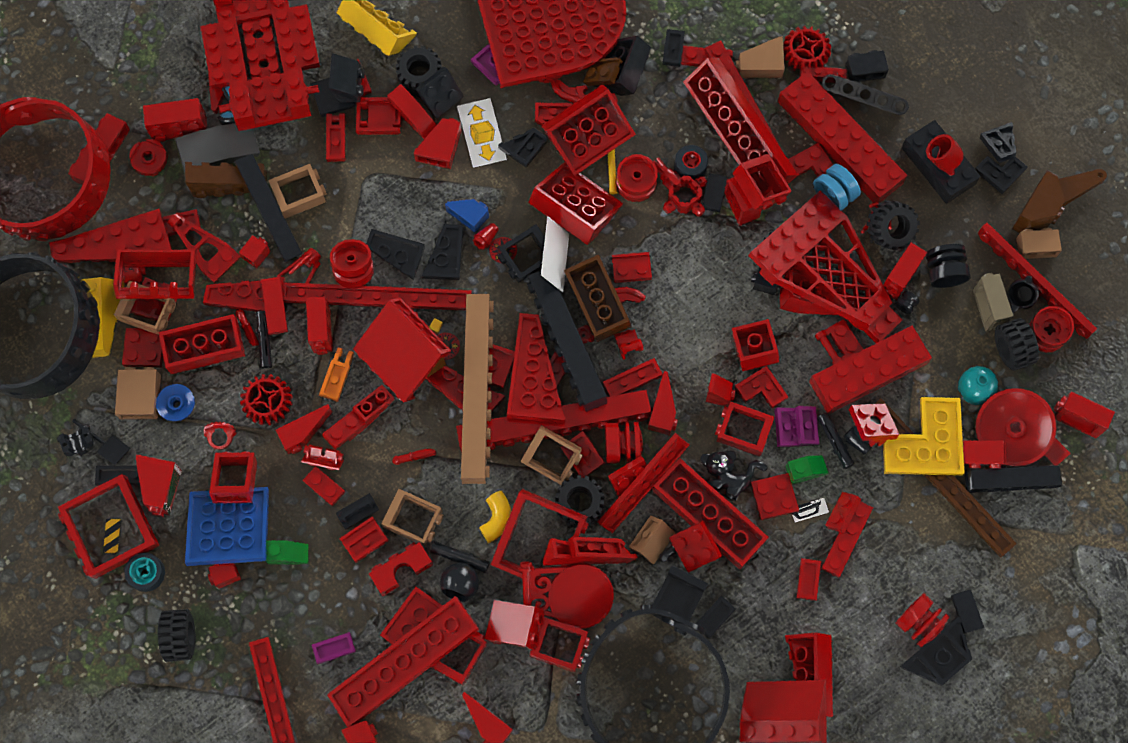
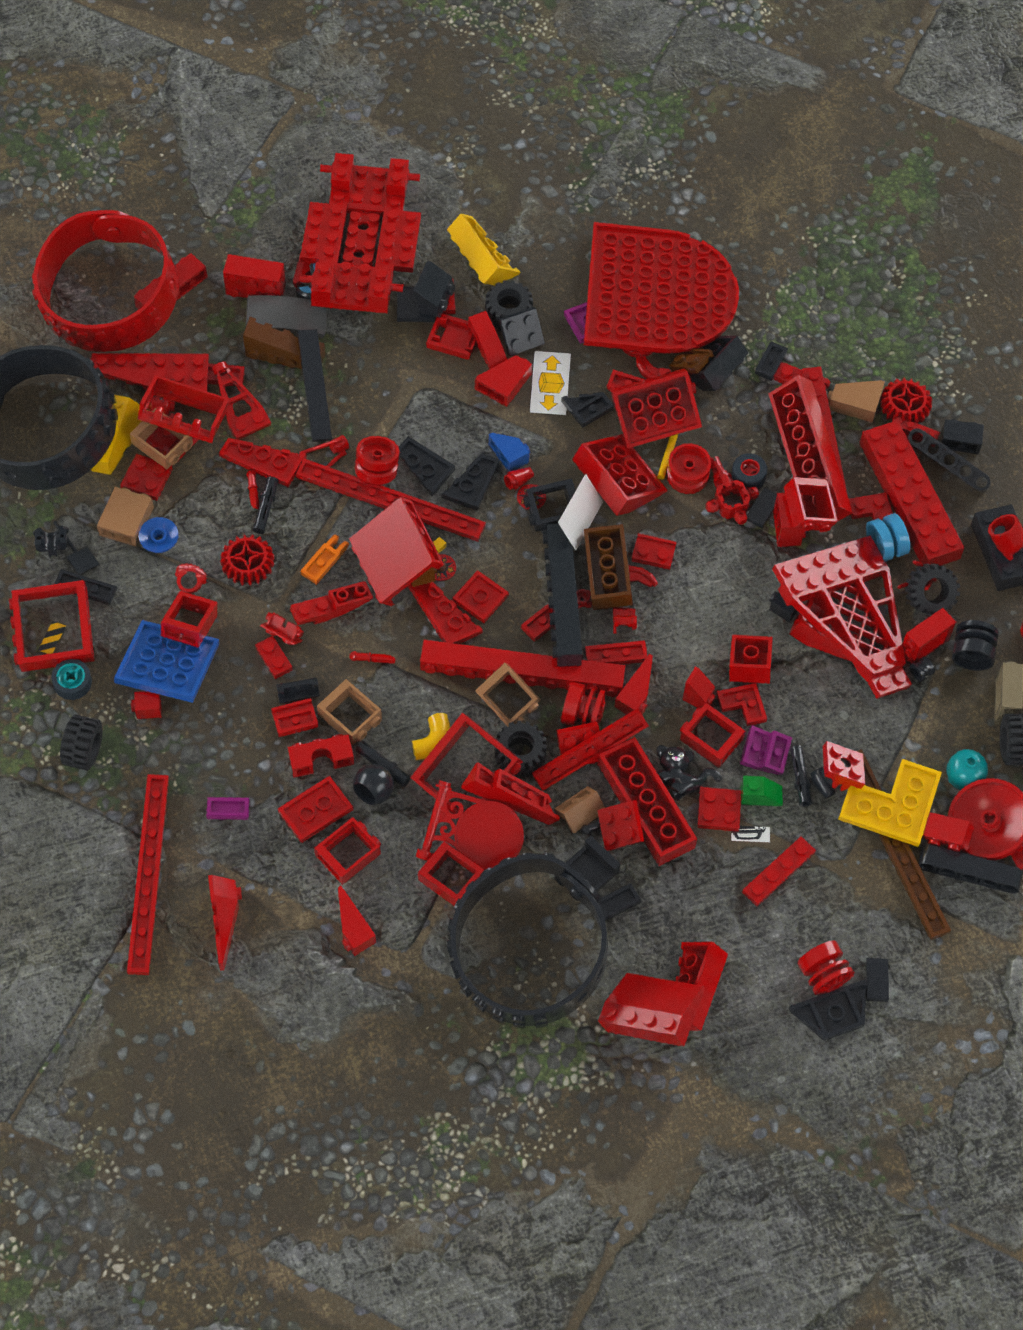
camera: 15 degrees right, 10 degrees down
(150, 167) = (219, 315): red plate -> none
(158, 483) = (115, 600): red slope -> none
(201, 344) = (204, 489): red brick -> none
(255, 251) = (286, 422): red brick -> none
(274, 305) = (287, 476): red tile -> none
(286, 552) = (214, 704): green slope -> none
(300, 431) = (273, 597): red slope -> none
(303, 204) = (349, 394): medium nougat window -> none
(319, 325) = (324, 506): red brick -> none
(335, 137) = (404, 343): red plate -> none
(403, 662) = (292, 837): red plate -> none
(476, 389) = (456, 611): medium nougat brick -> none
(514, 624) = (413, 839): panel -> none
(533, 383) = (515, 621): red wing -> none
(591, 457) = (546, 714): red plate -> none
(808, 579) = (725, 897): red tile -> none
(843, 338) = (844, 684): red plate -> none
(843, 512) = (783, 844): red plate -> none
(870, 369) = (860, 719): red brick -> none

